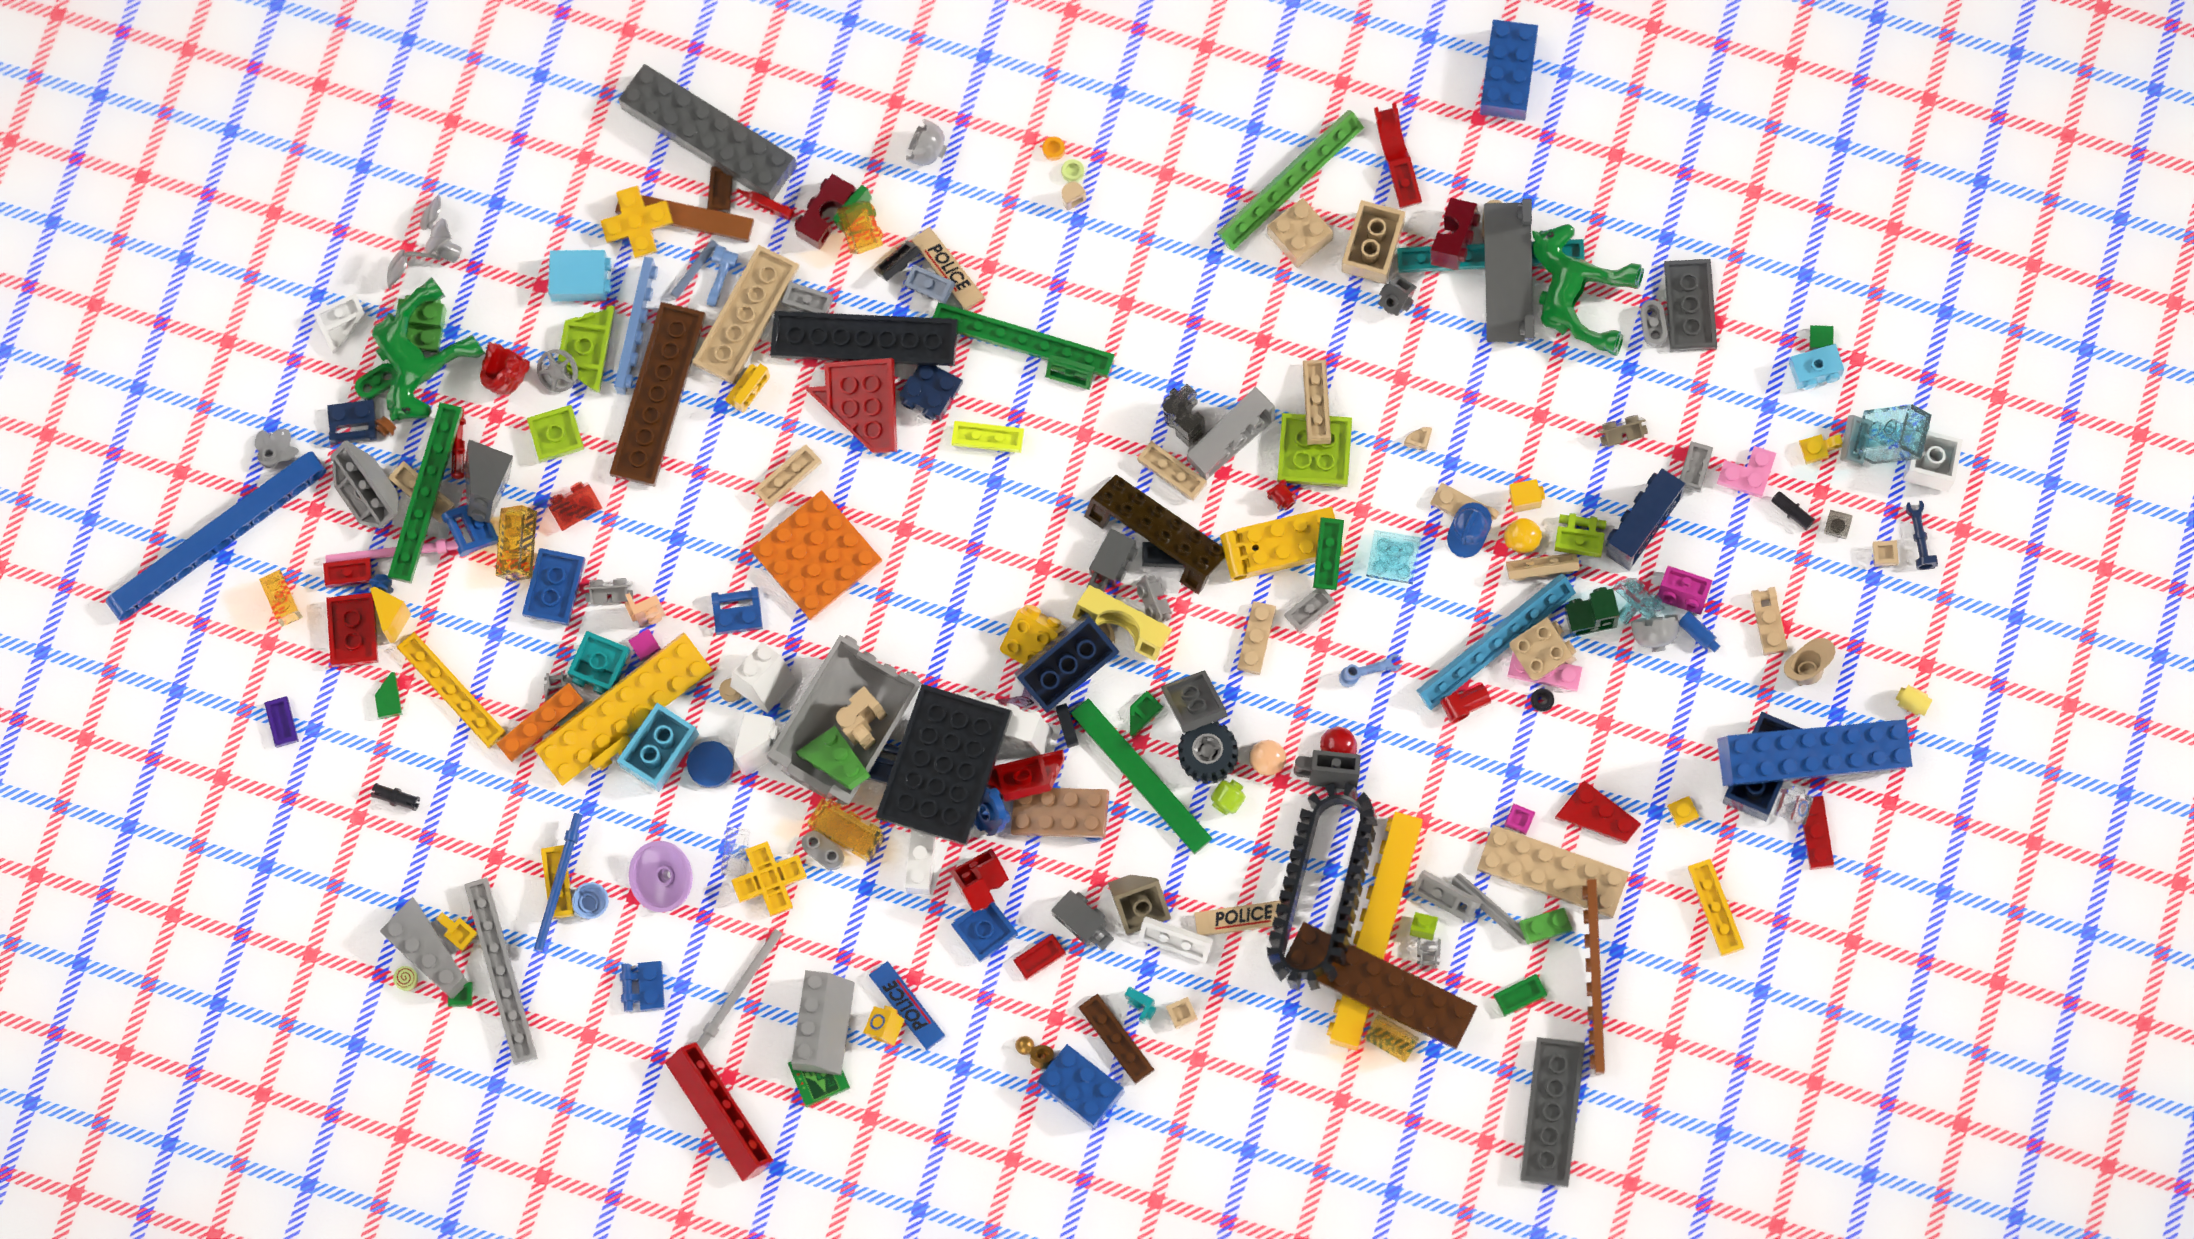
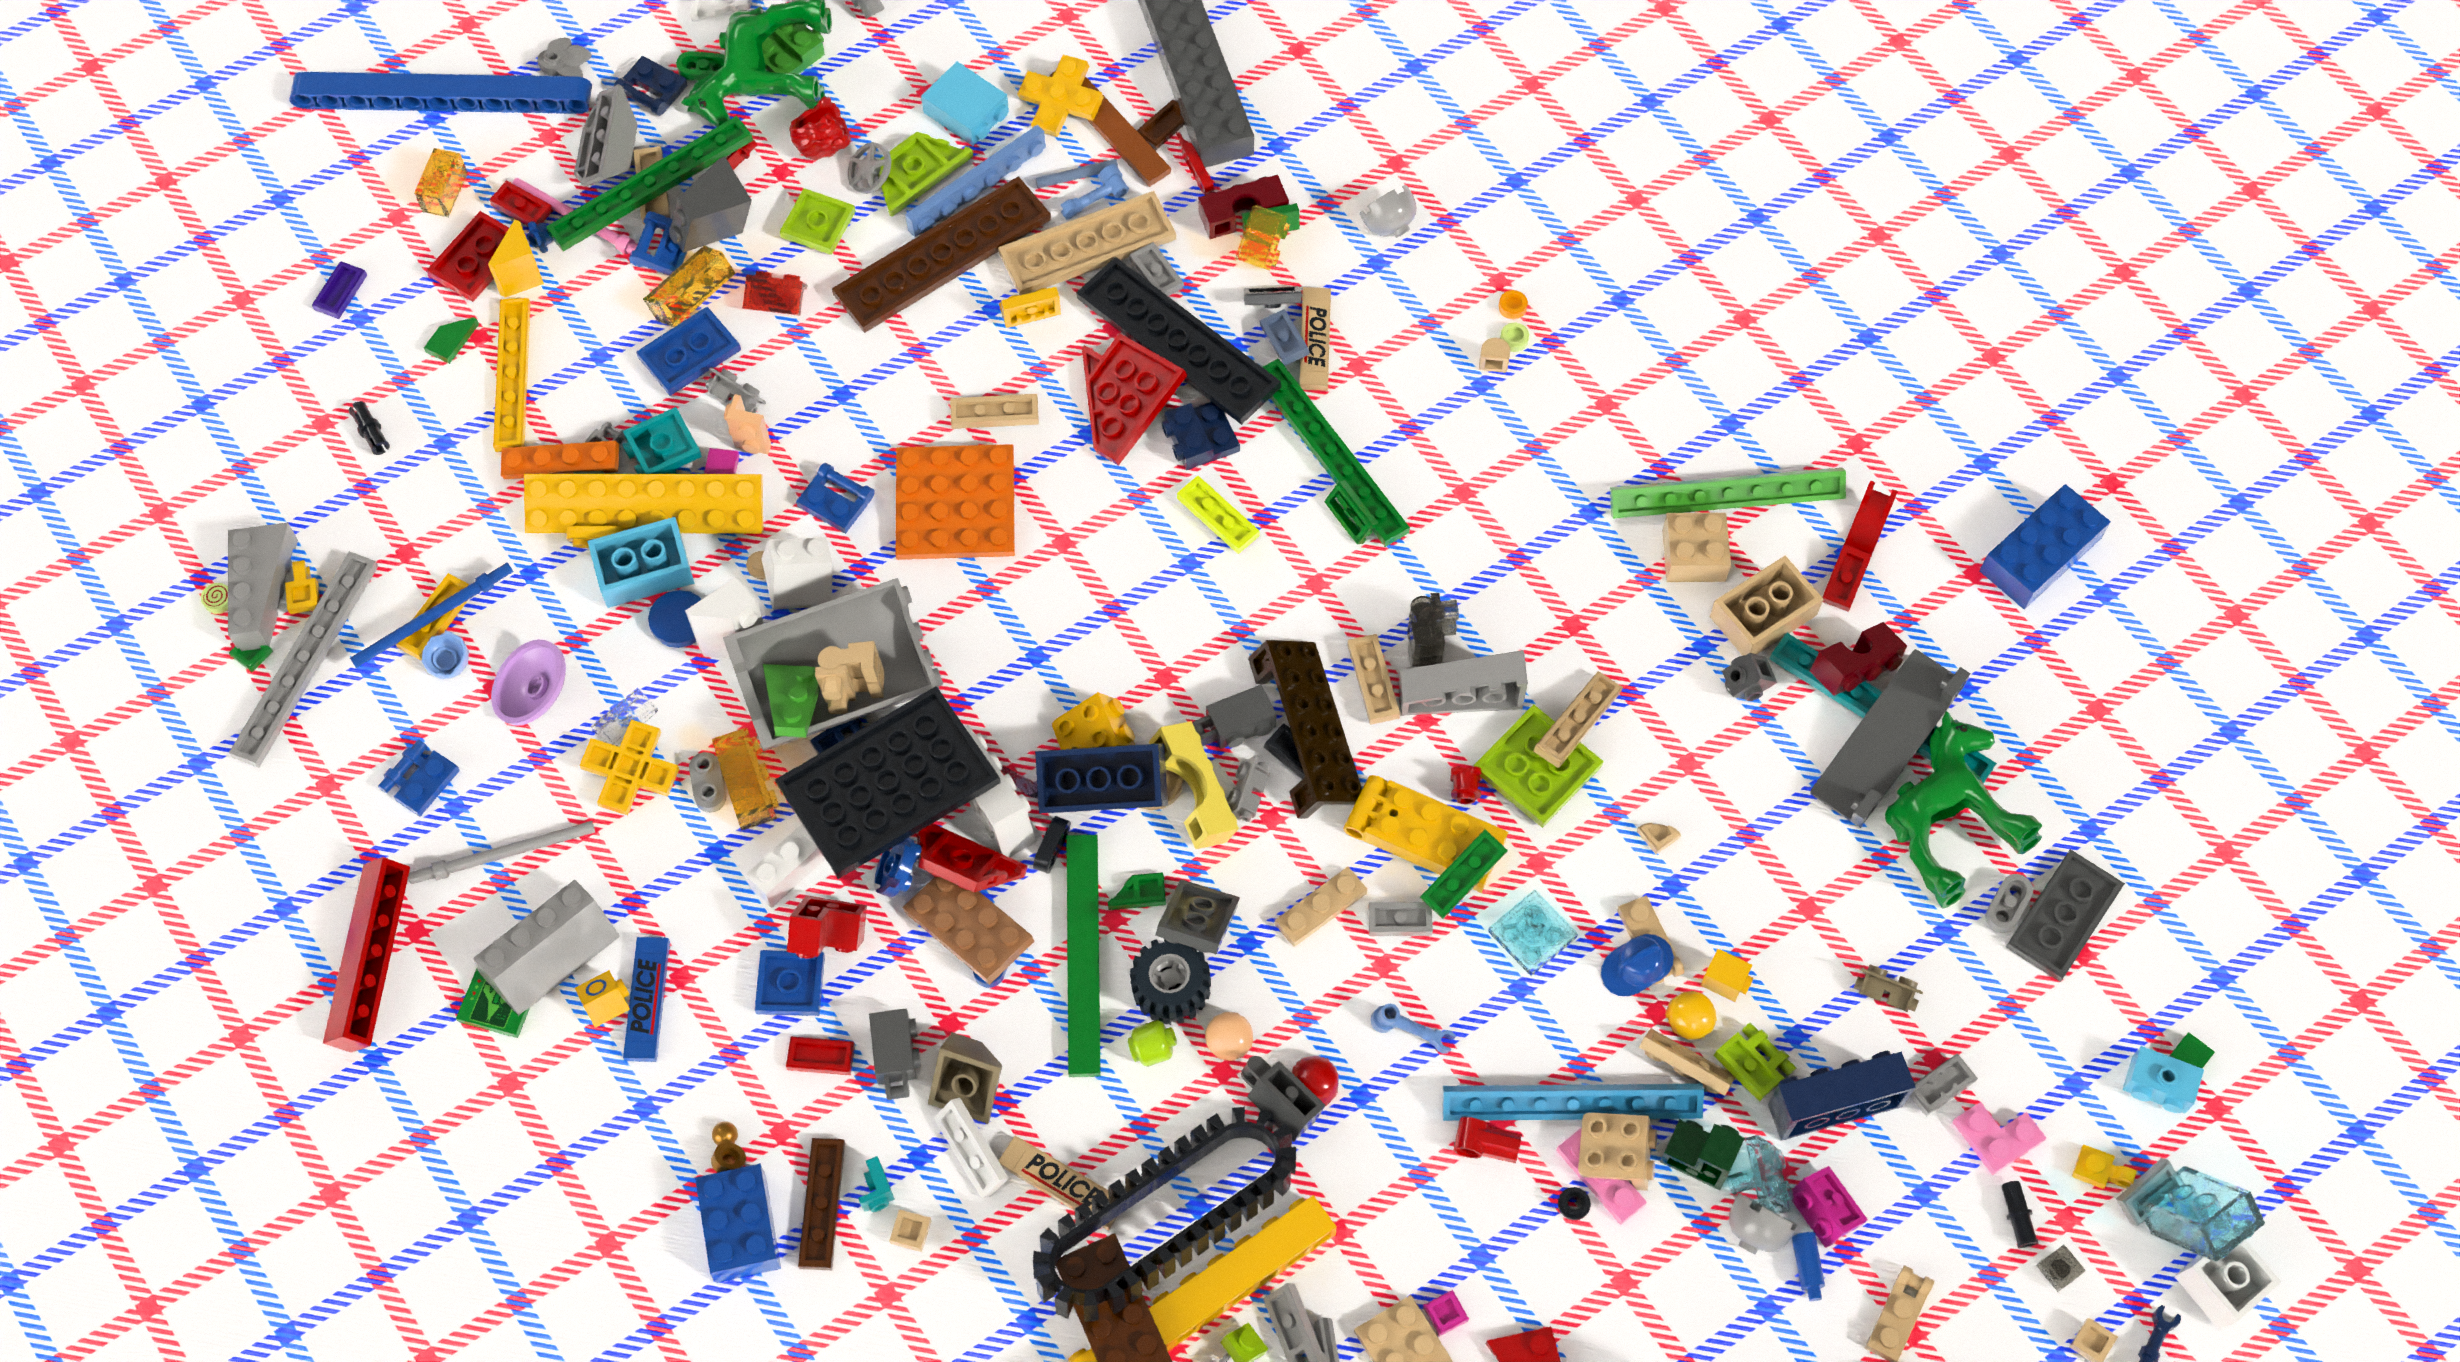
camera: 30 degrees right, 10 degrees down
(385, 426) = (673, 107): dark orange plate -> none

